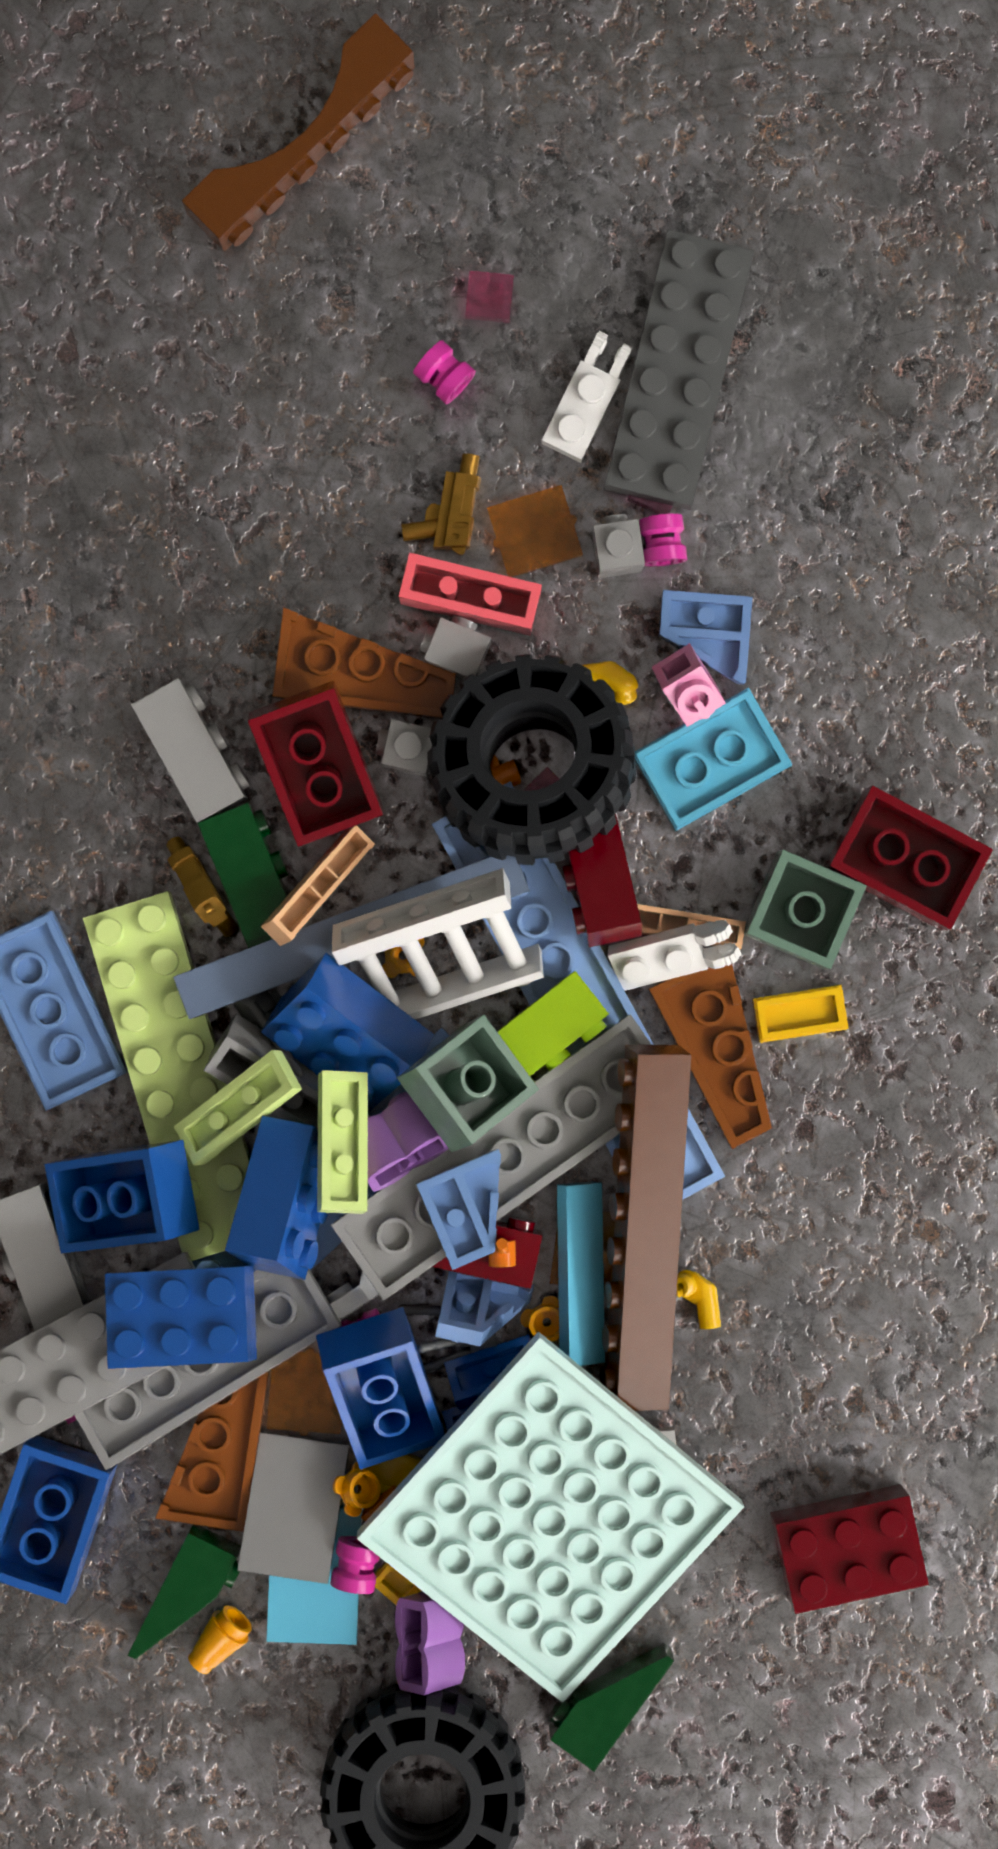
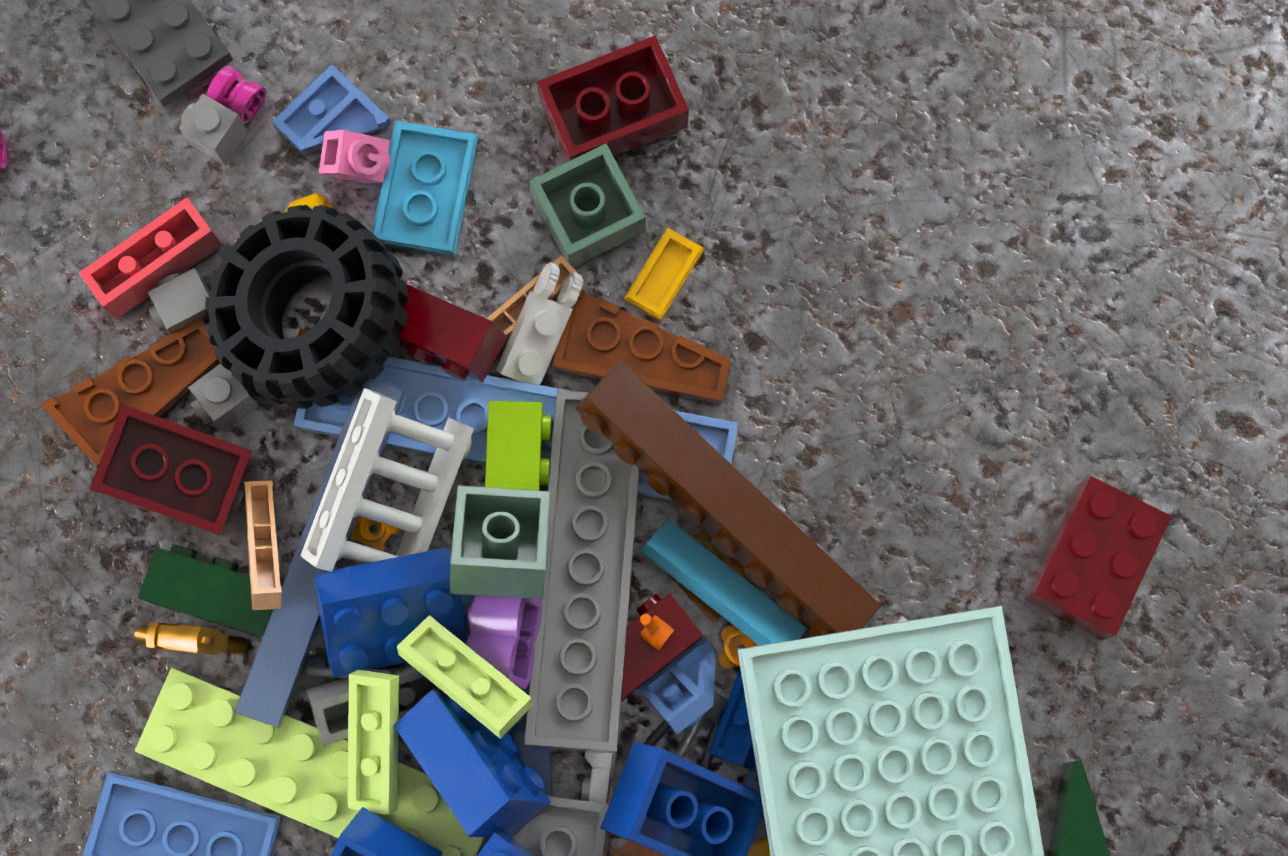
camera: 50 degrees left, 10 degrees down
(191, 750) = (80, 559): light grey brick -> none
(452, 519) = (89, 231): pearl gold piece -> none
(464, 1207) = (595, 627): medium blue wing -> none
(535, 531) = (150, 180): clear orange piece -> none
(585, 402) = (92, 72): white hinge -> none
(702, 1294) = (817, 513): yellow arm -> none

